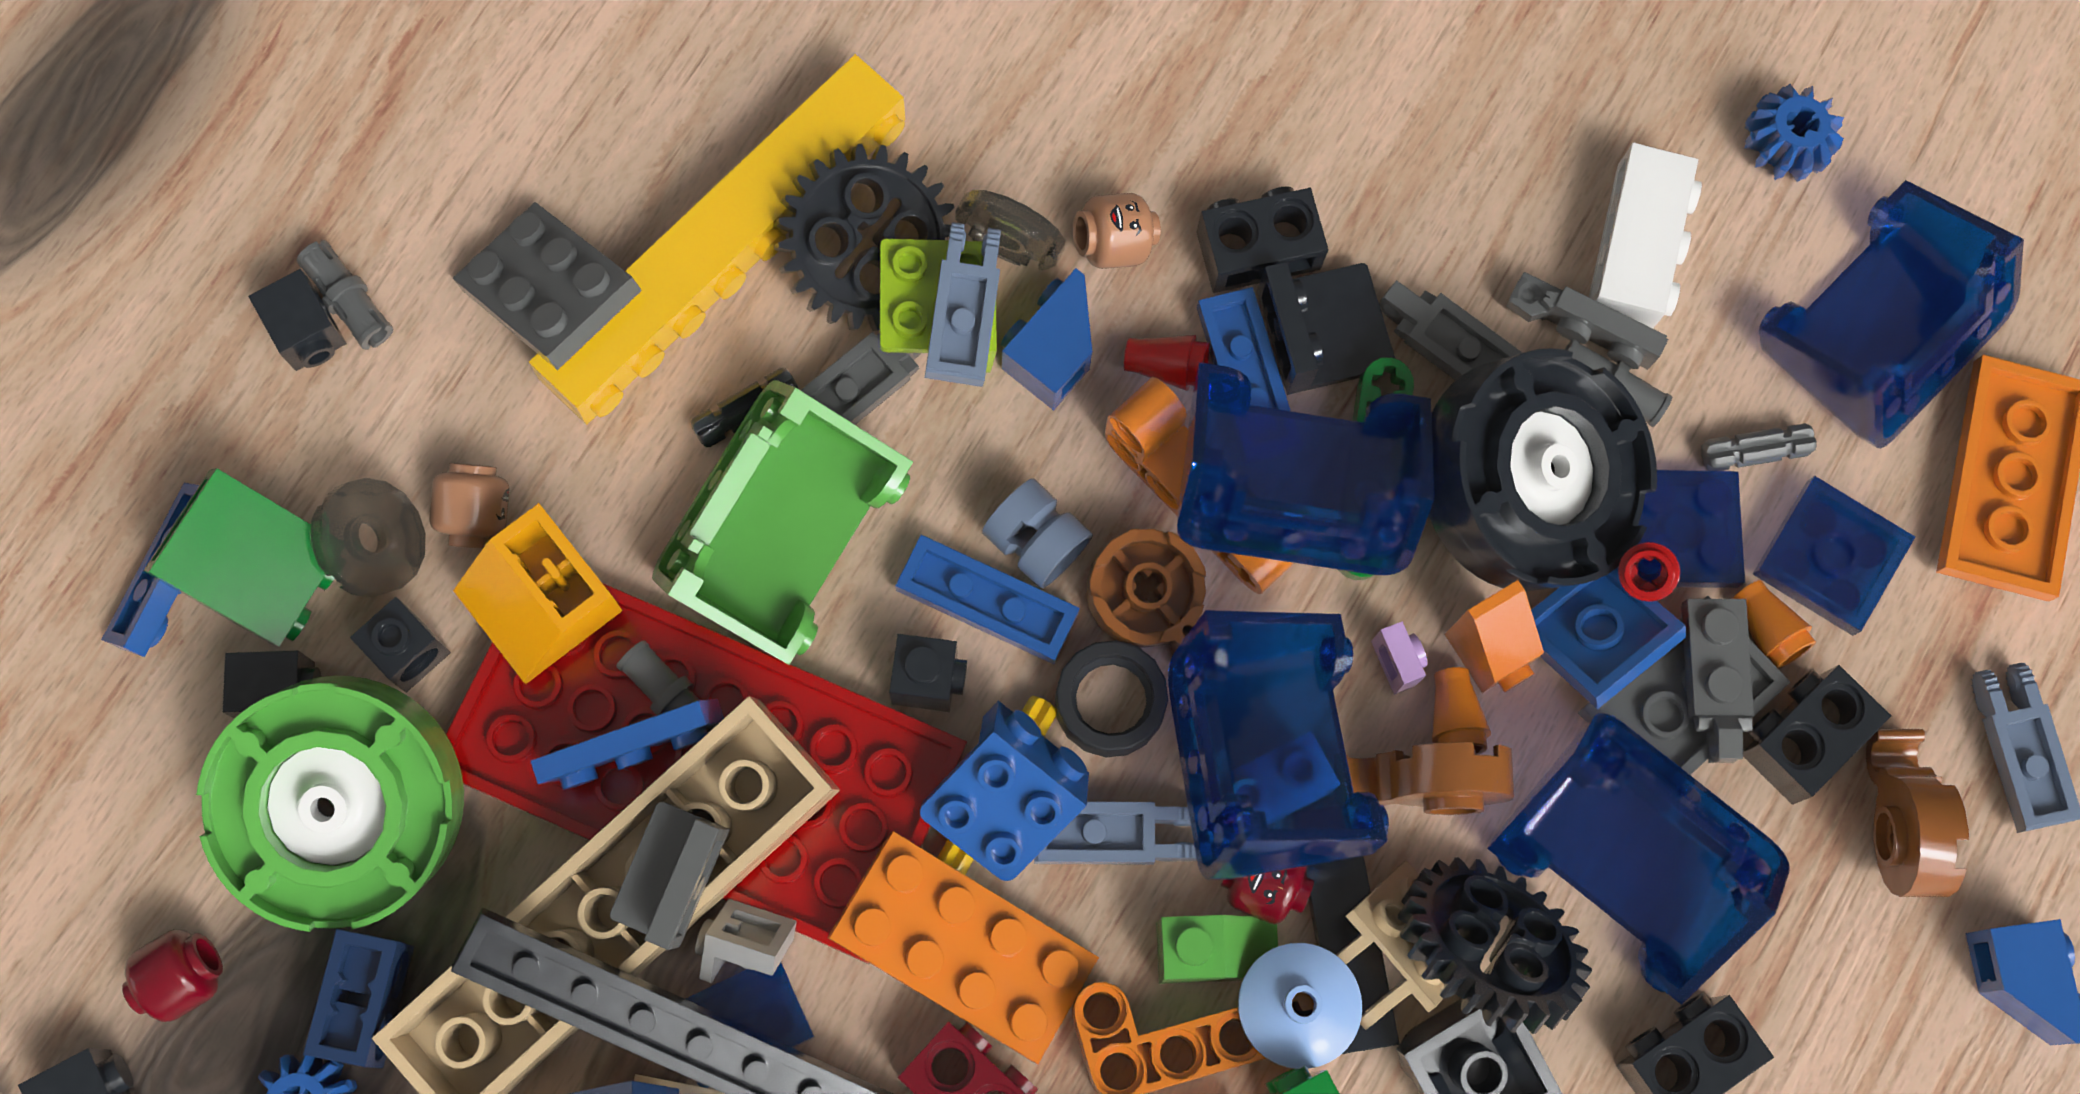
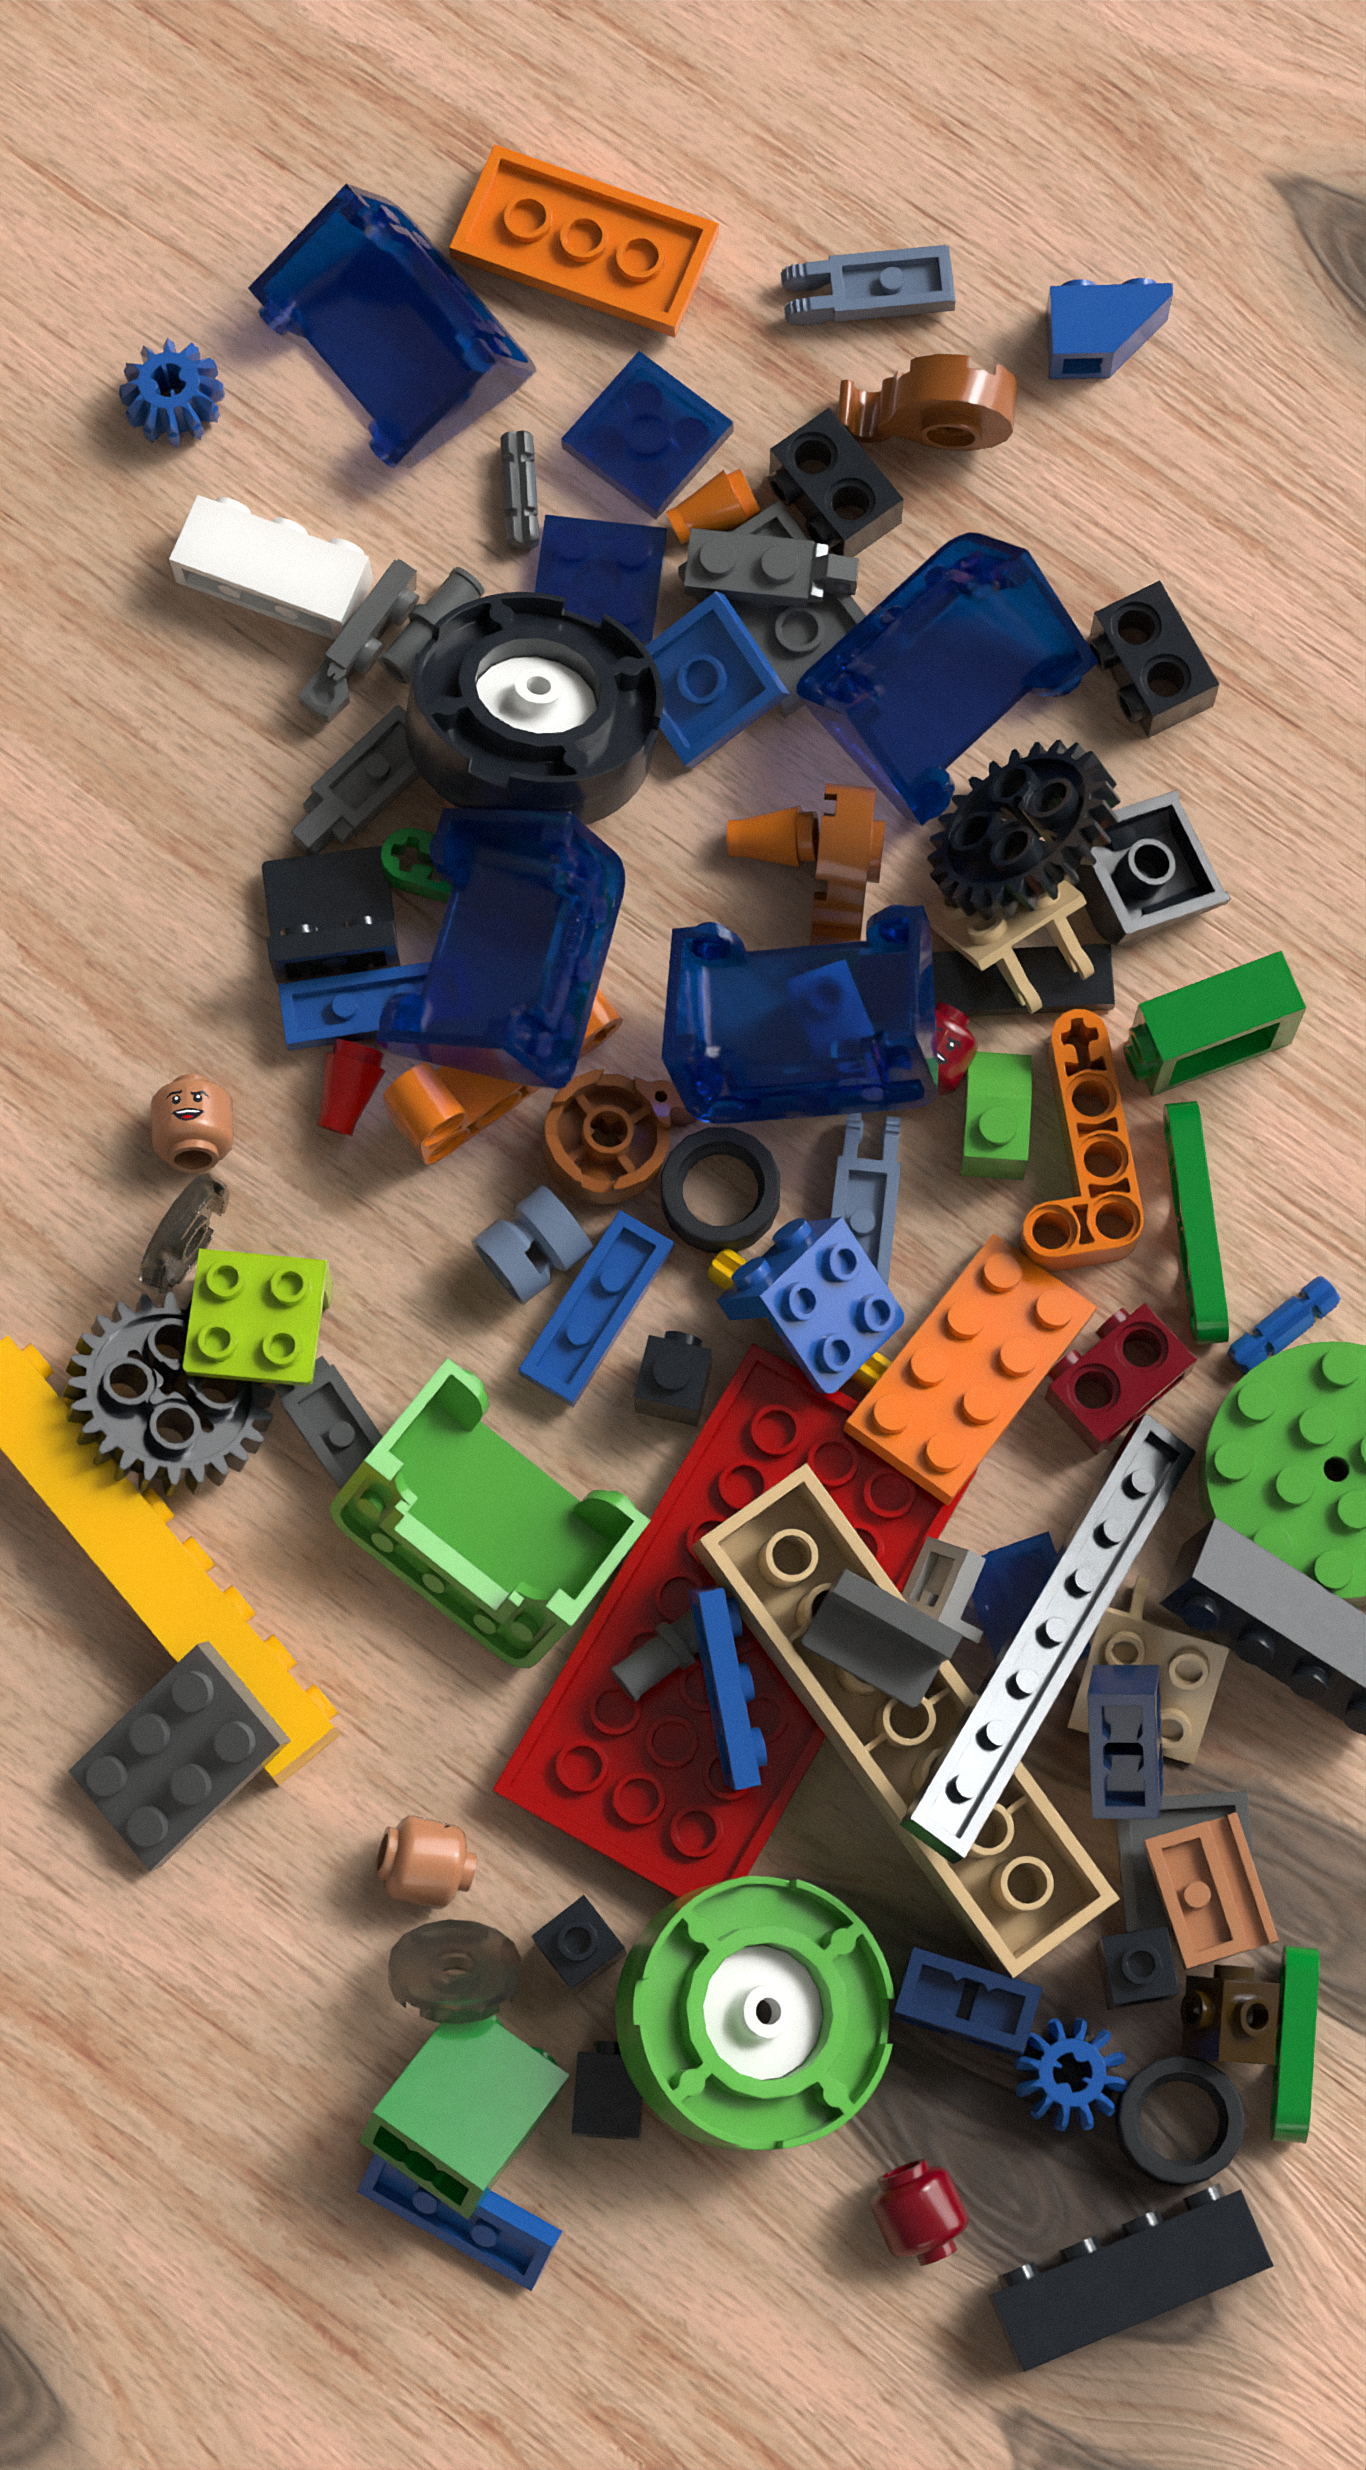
camera: 75 degrees left, 0 degrees up
(298, 321) = (183, 2047): black brick -> none
(344, 294) = (153, 1997): dark grey pin -> none
(534, 594) = (548, 1780): light orange slope -> none
(711, 427) = (344, 1557): black axle -> none
(964, 312) = (283, 1281): sand blue hinge -> none
(1054, 345) = (315, 1201): blue slope -> none
(1265, 245) = (231, 967): black brick -> none
(1268, 1011) = (1060, 1059): light blue dish -> none
(1400, 657) = (709, 886): lavender plate -> none
(1498, 639) = (703, 783): orange slope -> none
(1649, 586) = (665, 614): red cone -> none

